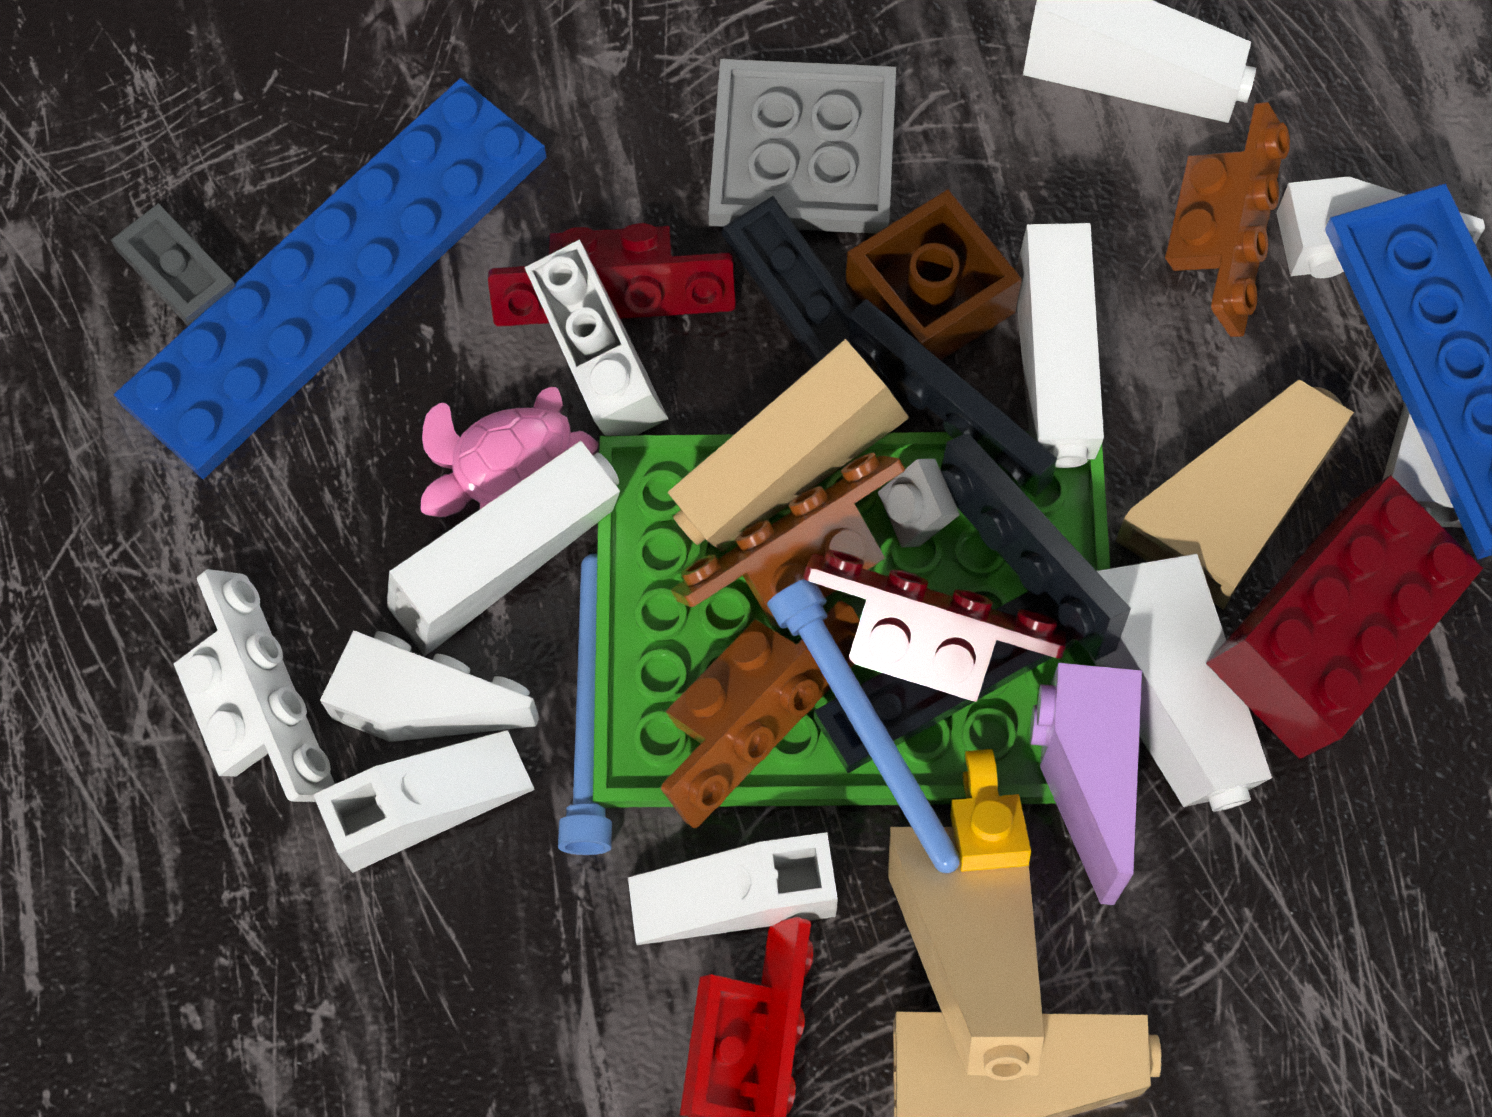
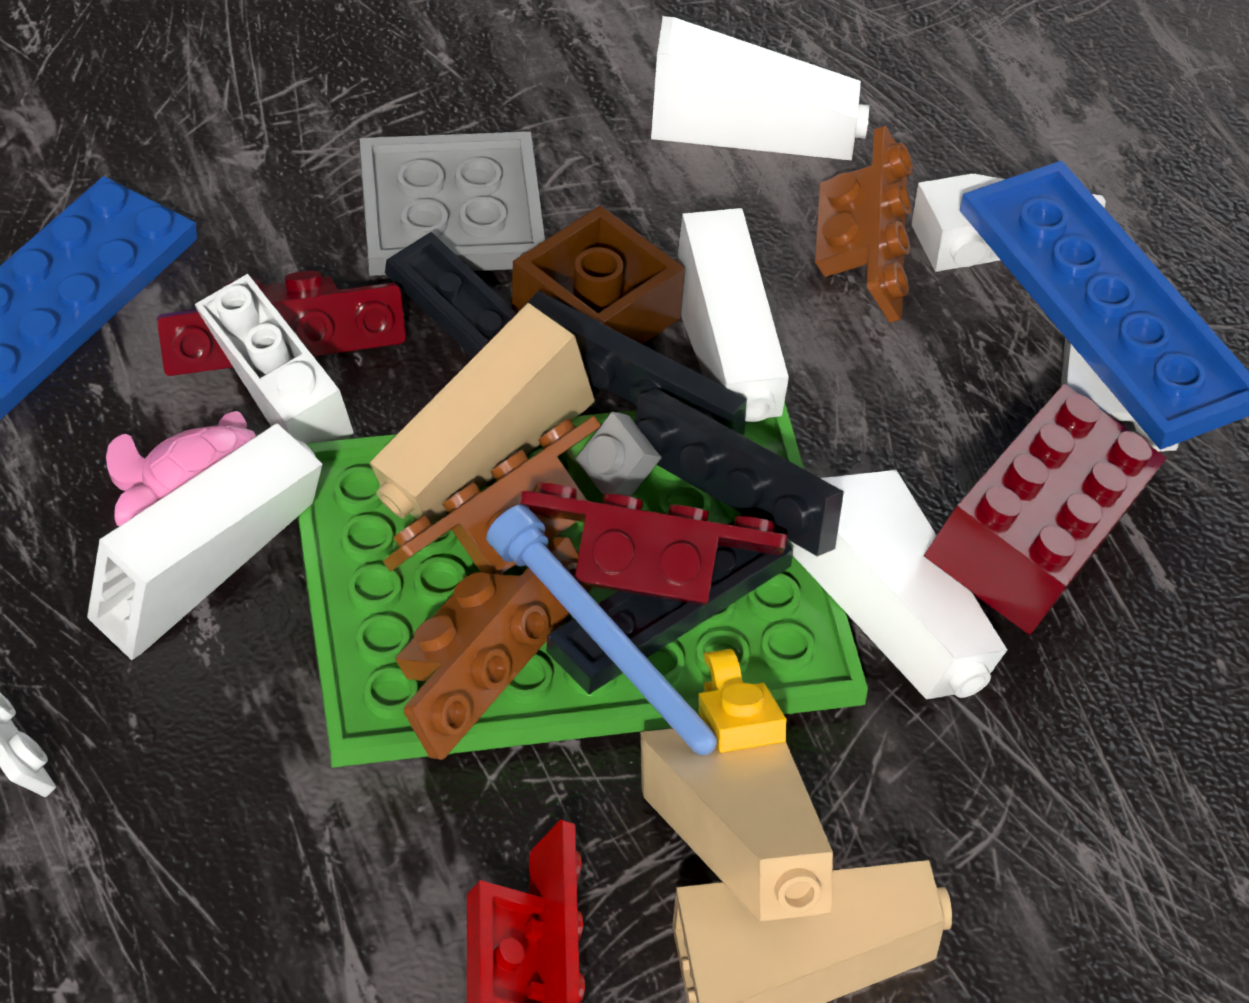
camera: 15 degrees left, 20 degrees down
(410, 697) = (132, 684): white slope -> none
(420, 797) = (142, 768): white slope -> none
(585, 826) = (325, 780): medium blue piece -> none
(735, 890) = (494, 809): white slope -> none
(1091, 765) = (832, 642): lavender slope -> none
(1238, 489) = (929, 423): tan slope -> none

